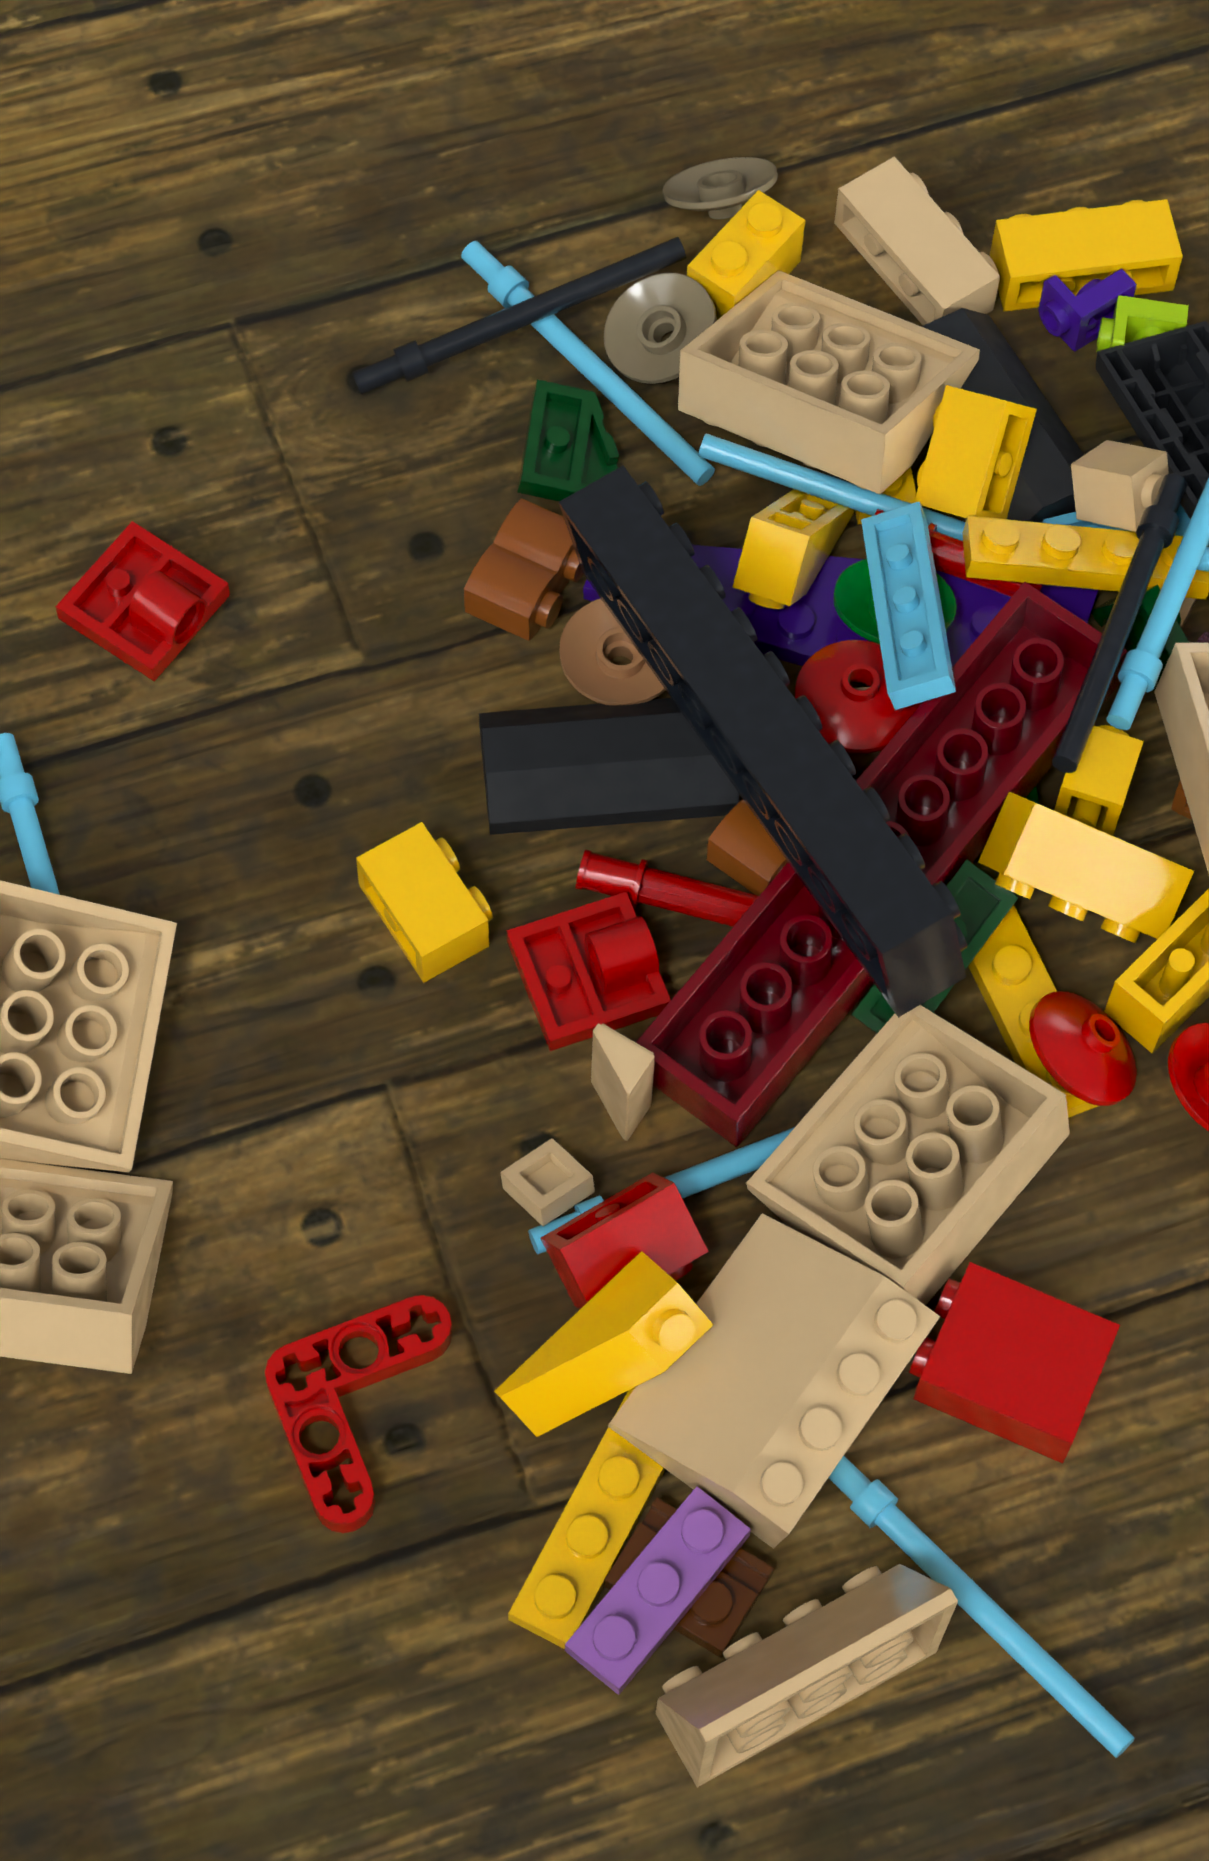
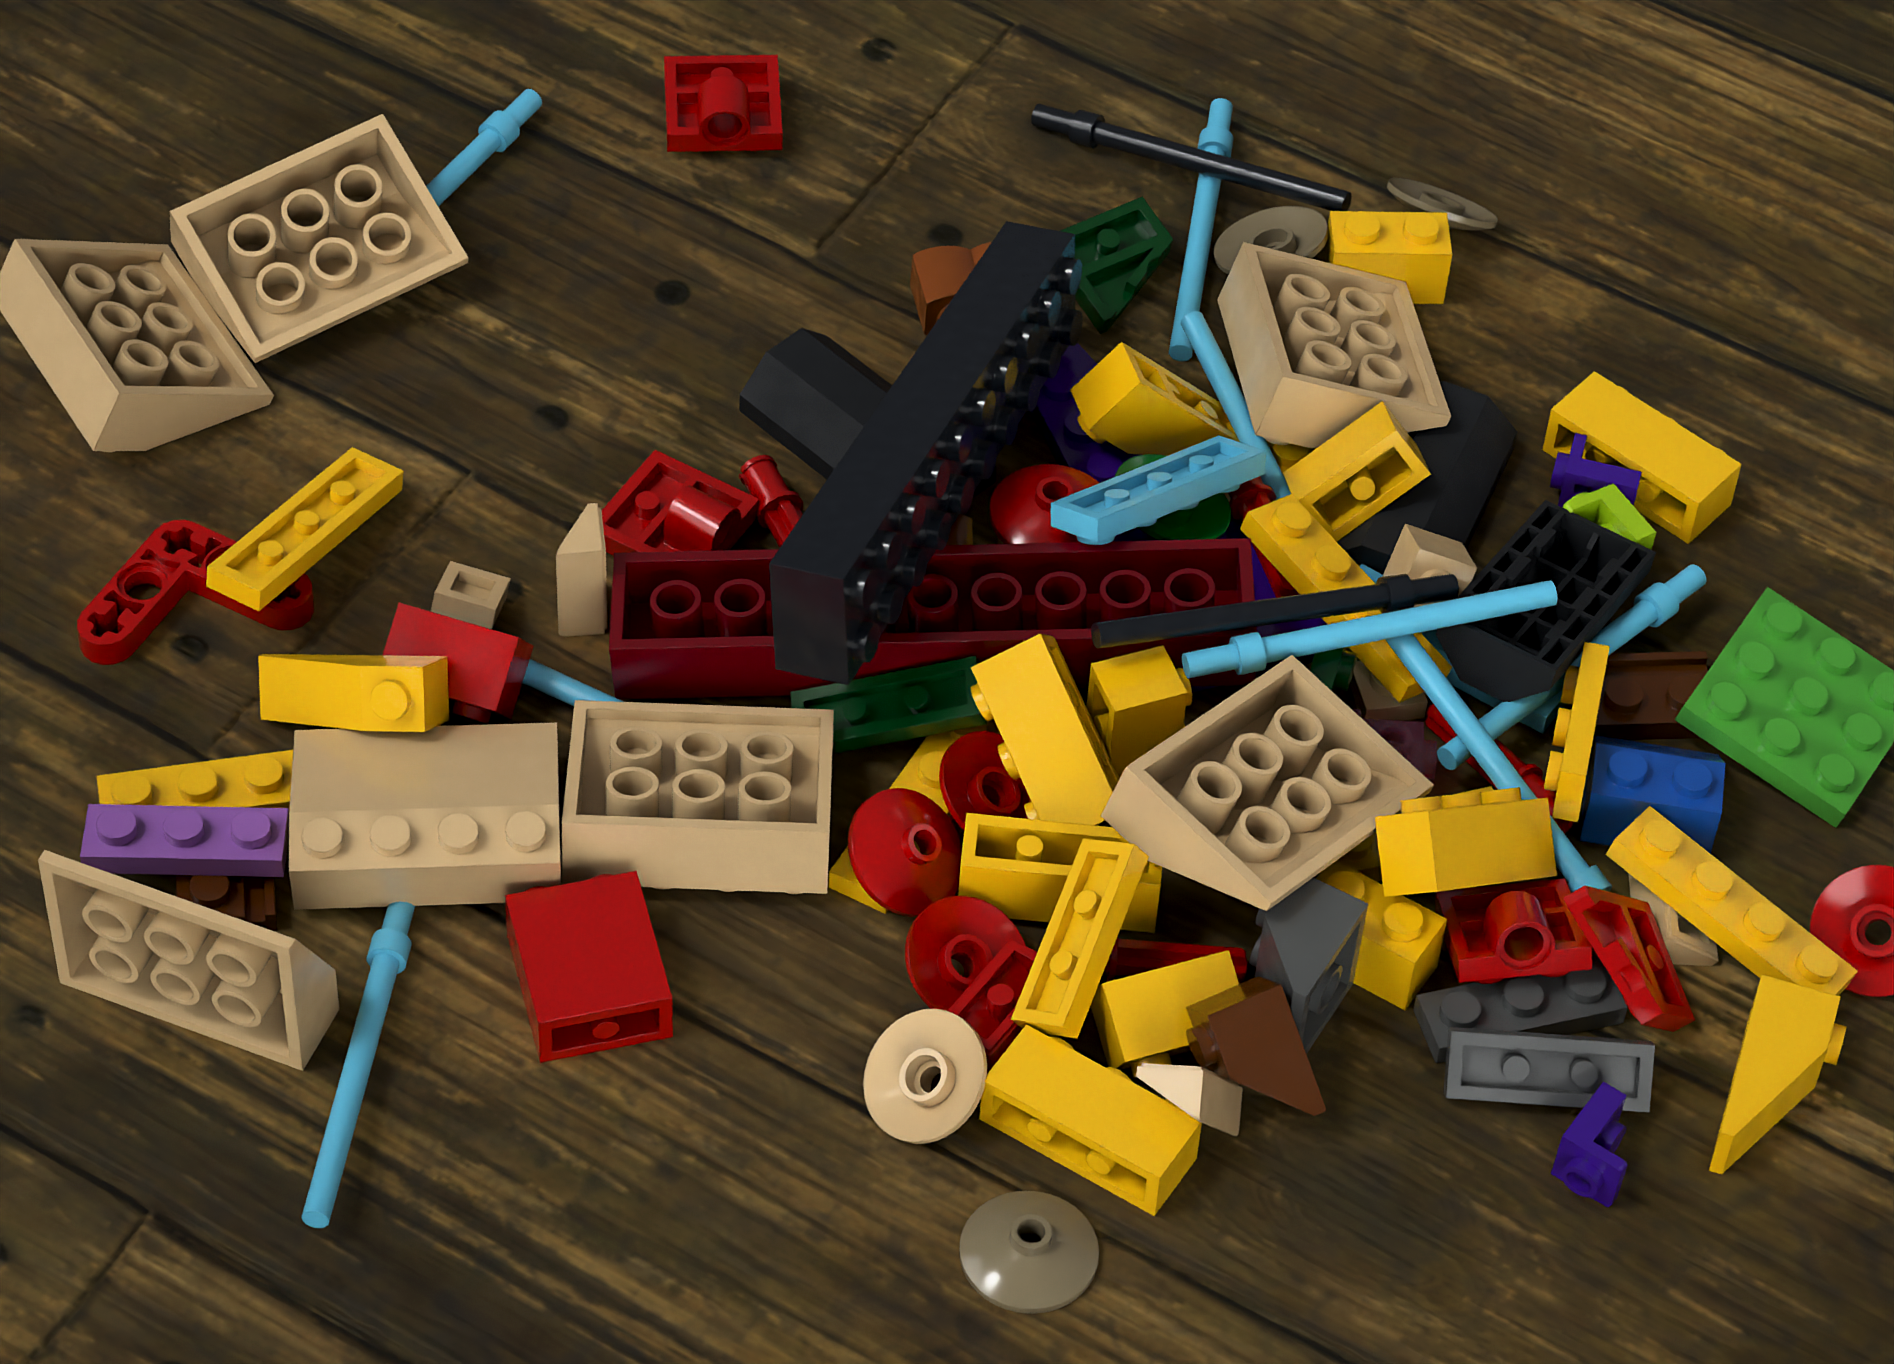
camera: 50 degrees right, 15 degrees down
(380, 1263) = (304, 529): none -> yellow plate
(425, 901) = (633, 392): yellow brick -> none
(915, 244) = (1529, 346): tan brick -> none
(1070, 948) = (977, 781): none -> red dish

